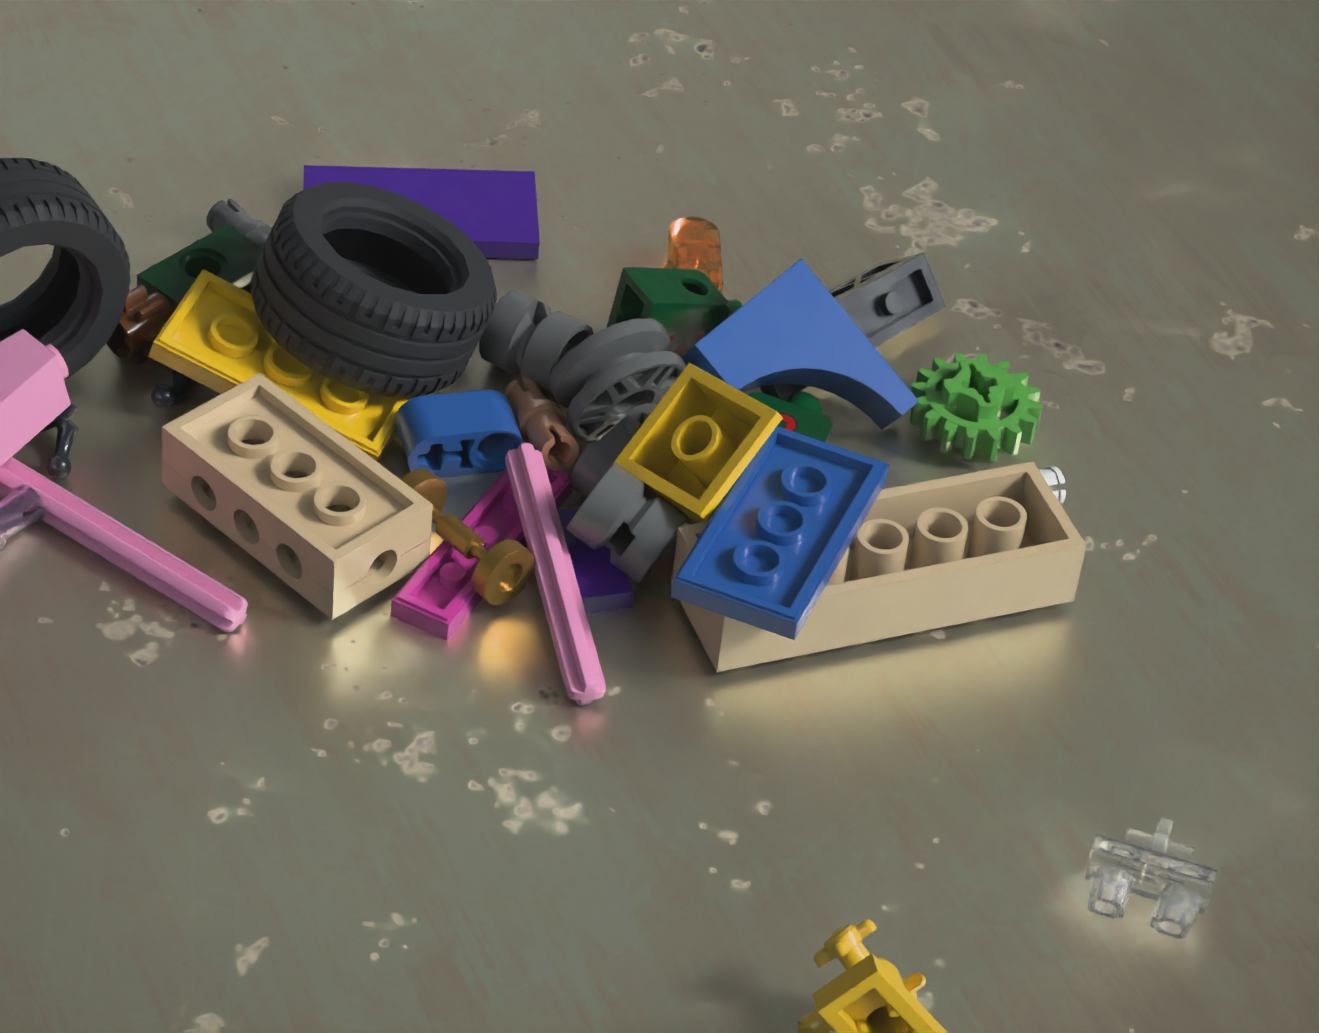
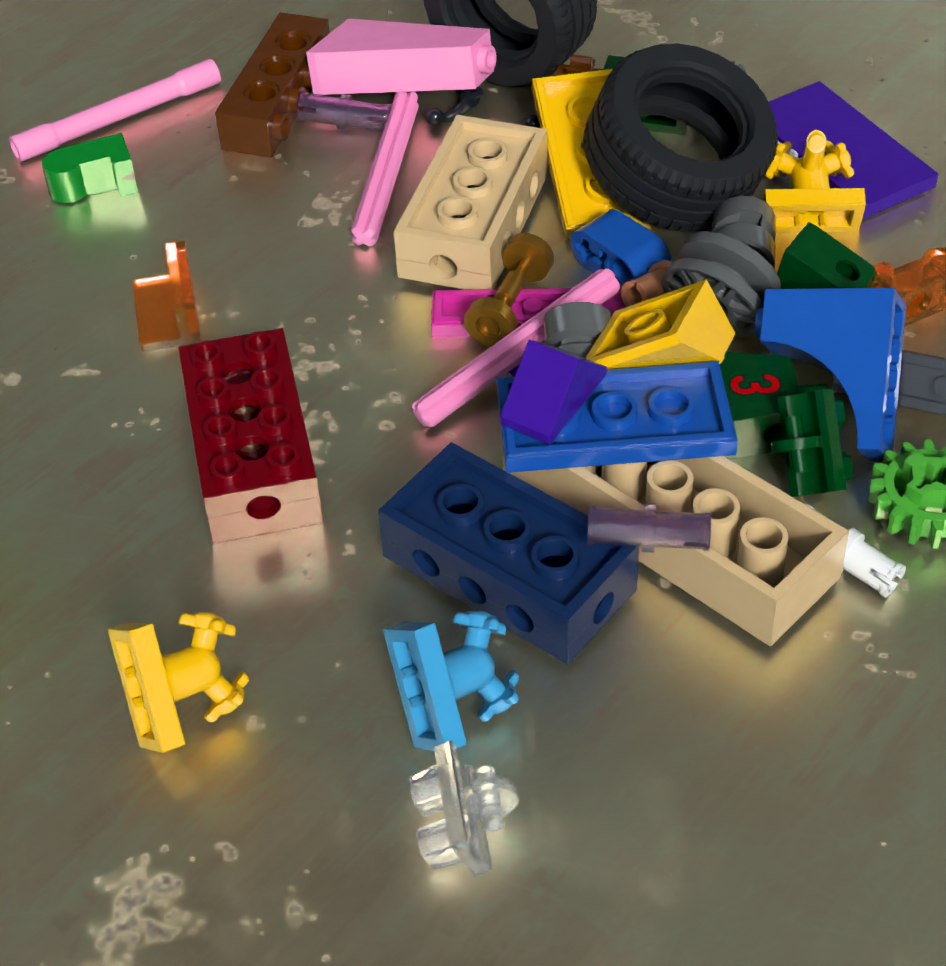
camera: 70 degrees right, 5 degrees up
(213, 818) = (167, 304): none -> clear orange panel
(511, 264) = (810, 194): none -> yellow piece
(525, 828) = (261, 488): none -> dark red brick
(748, 541) = (549, 390): none -> dark purple slope
(863, 701) = (507, 551): none -> dark blue brick
(879, 430) = (813, 442): none -> dark green hips
(959, 573) = (649, 528): none -> clear purple pin
(1010, 812) = (435, 680): none -> dark azure piece

